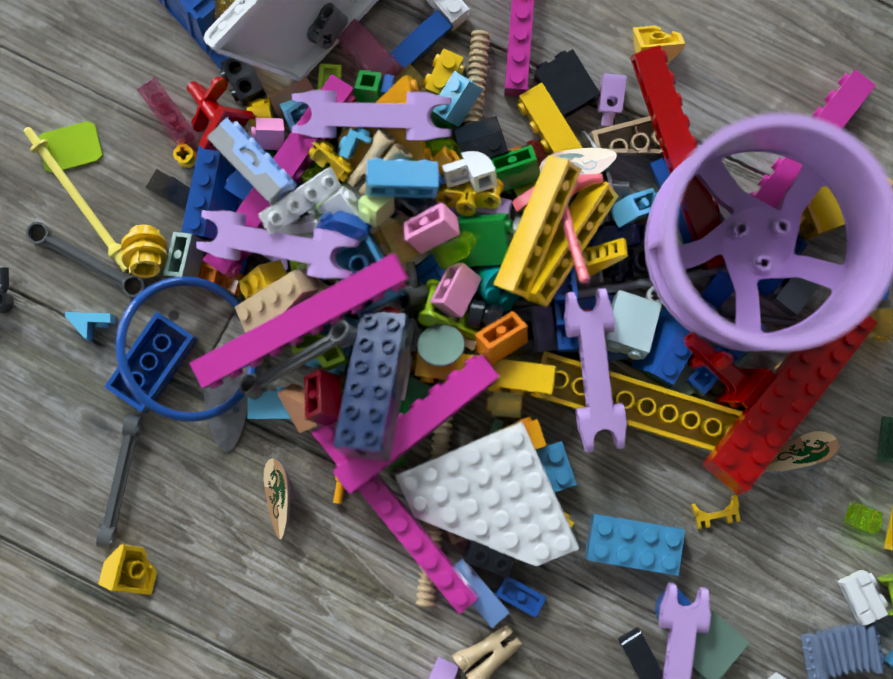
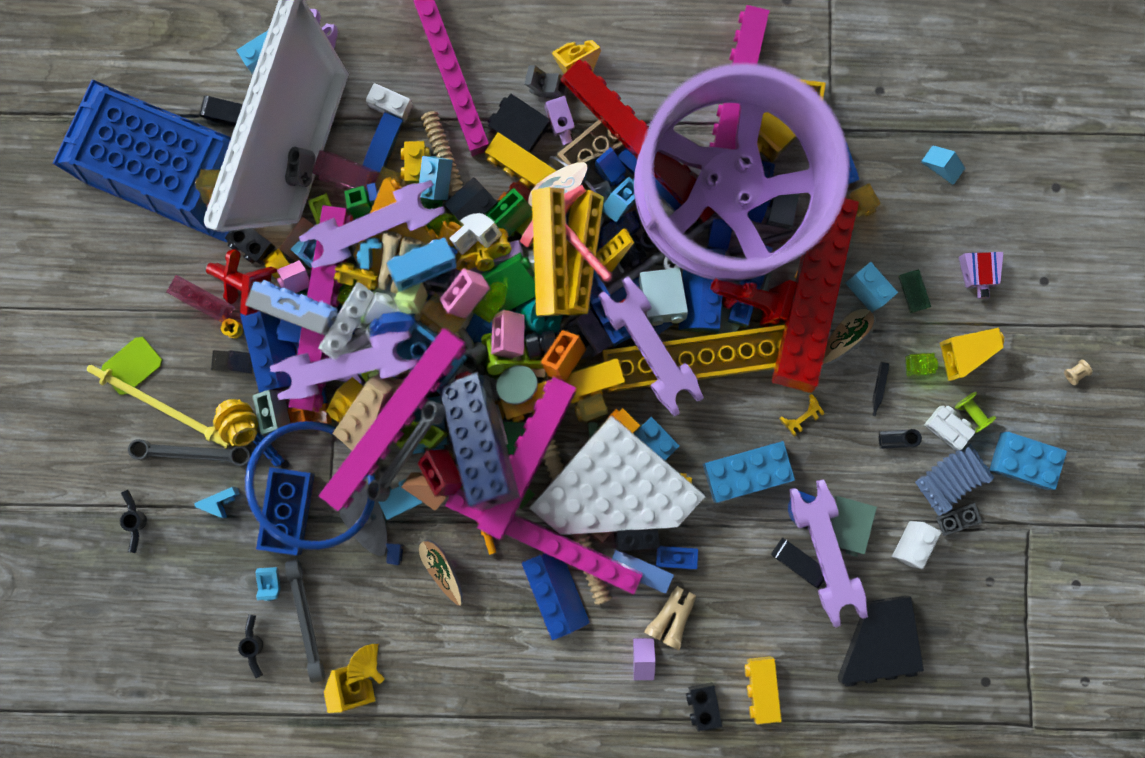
camera: 30 degrees left, 0 degrees up
(62, 484) = (258, 644): none -> black piece
(100, 426) = (267, 583): none -> medium azure bracket
(157, 553) = (364, 665): none -> yellow hand
(164, 296) = (269, 452): none -> blue axle
(239, 456) = (394, 553): none -> dark blue slope
(380, 575) = (555, 595): none -> blue slope
(611, 56) = (545, 84): none -> dark grey brick
(638, 170) = (610, 168): none -> blue slope
(804, 583) = (897, 439): none -> black piece
(810, 520) = (880, 386): none -> black piece
(849, 416) = (871, 287): none -> medium azure brick

